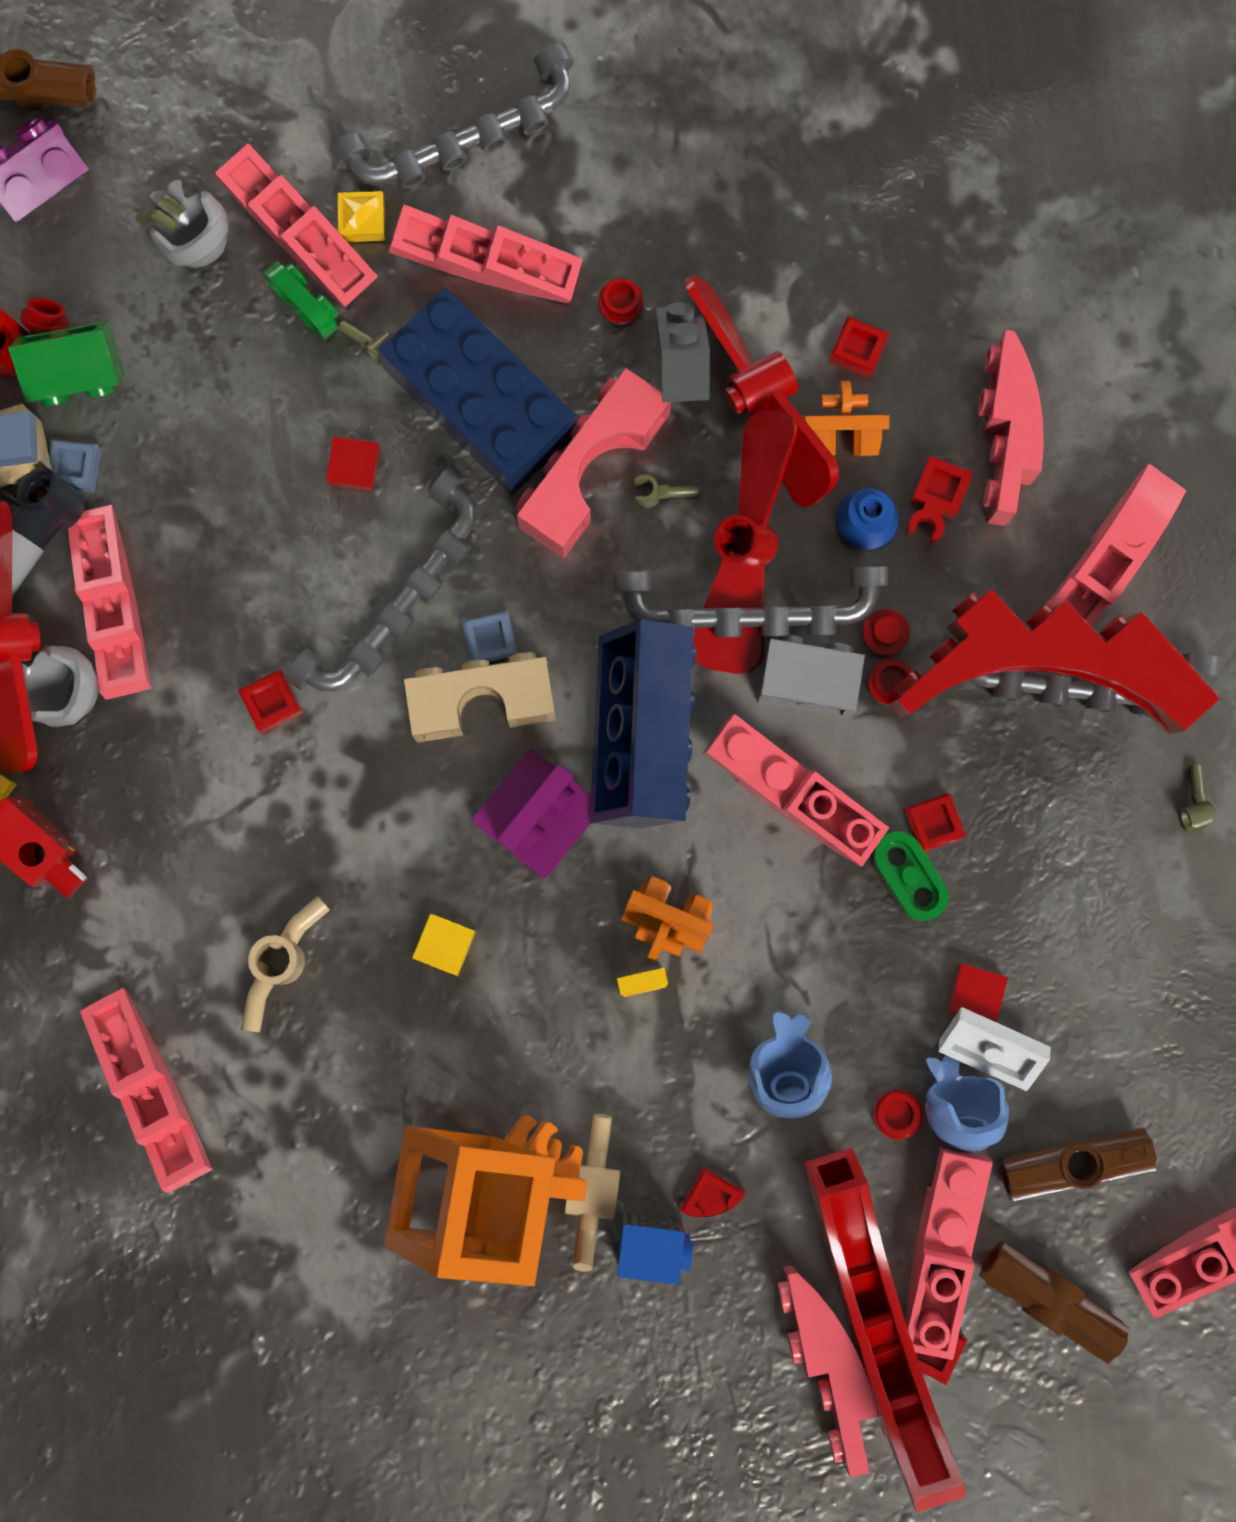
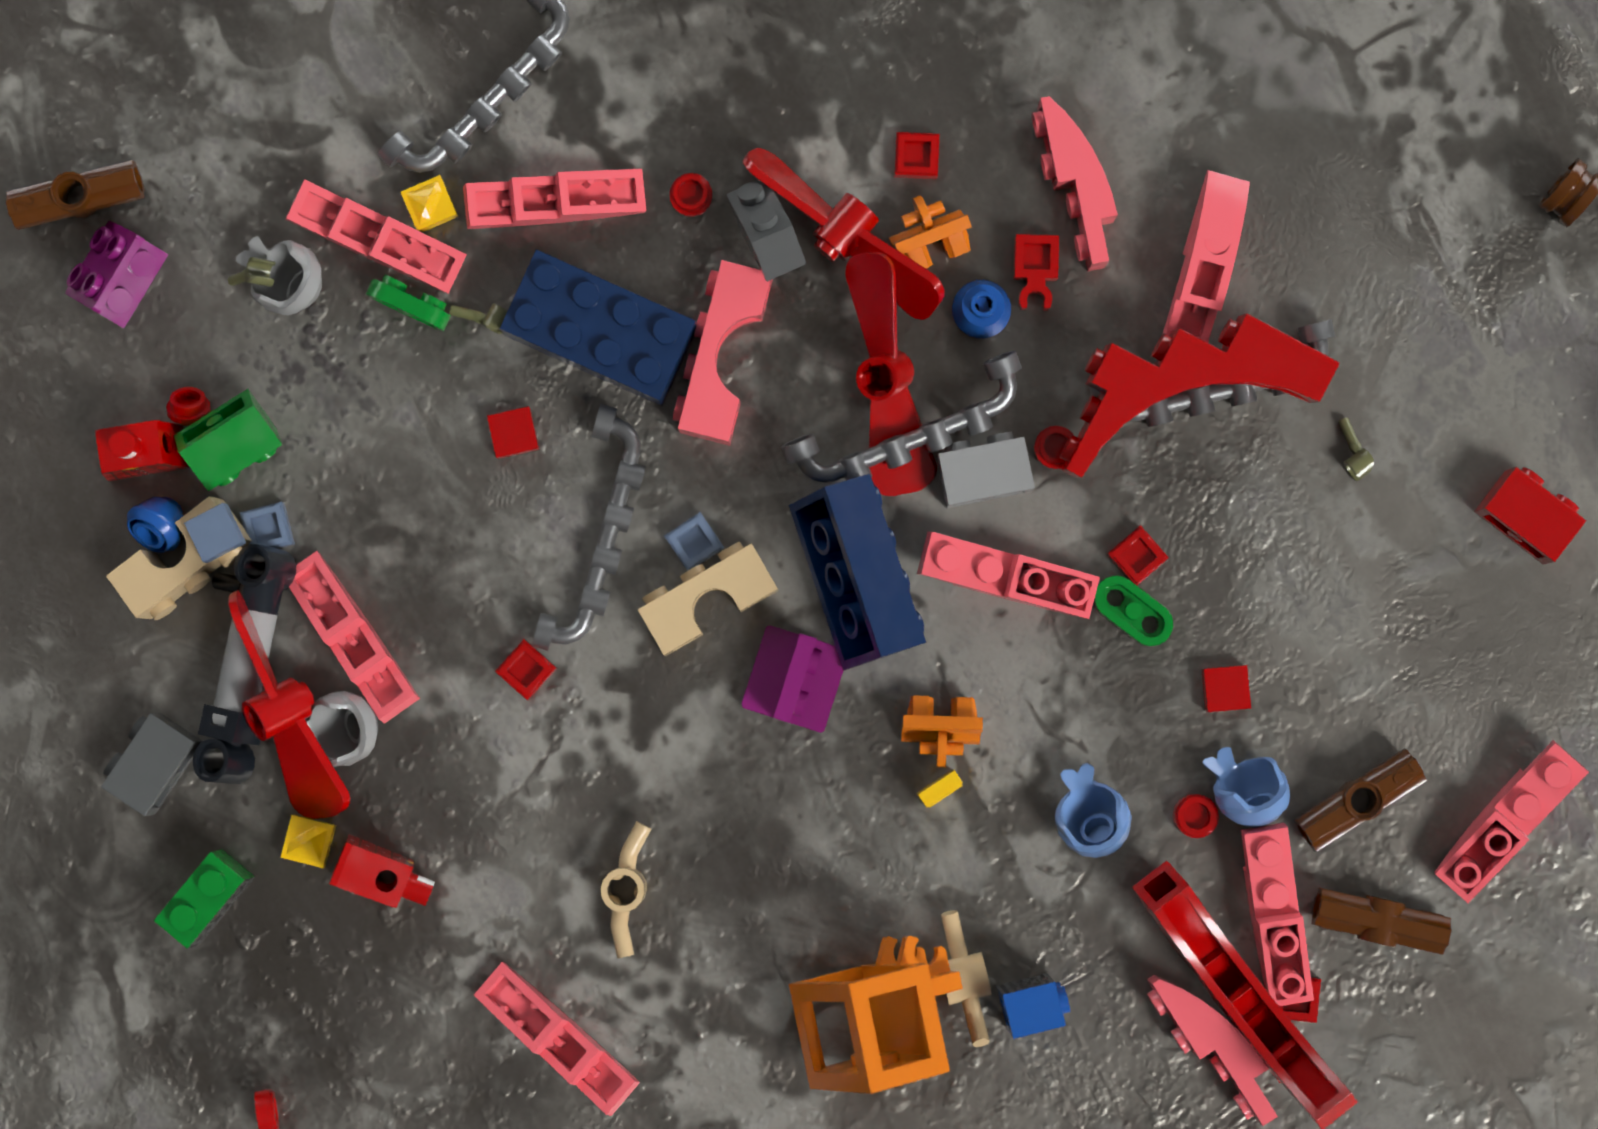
camera: 15 degrees left, 5 degrees up
(444, 944) = (759, 821): yellow tile -> none
(662, 491) = (795, 352): olive hand -> none
(711, 1195) = (1064, 943): red tile -> none
(885, 632) = (1035, 405): red plate -> none
(994, 1049) = (1257, 730): white plate -> none

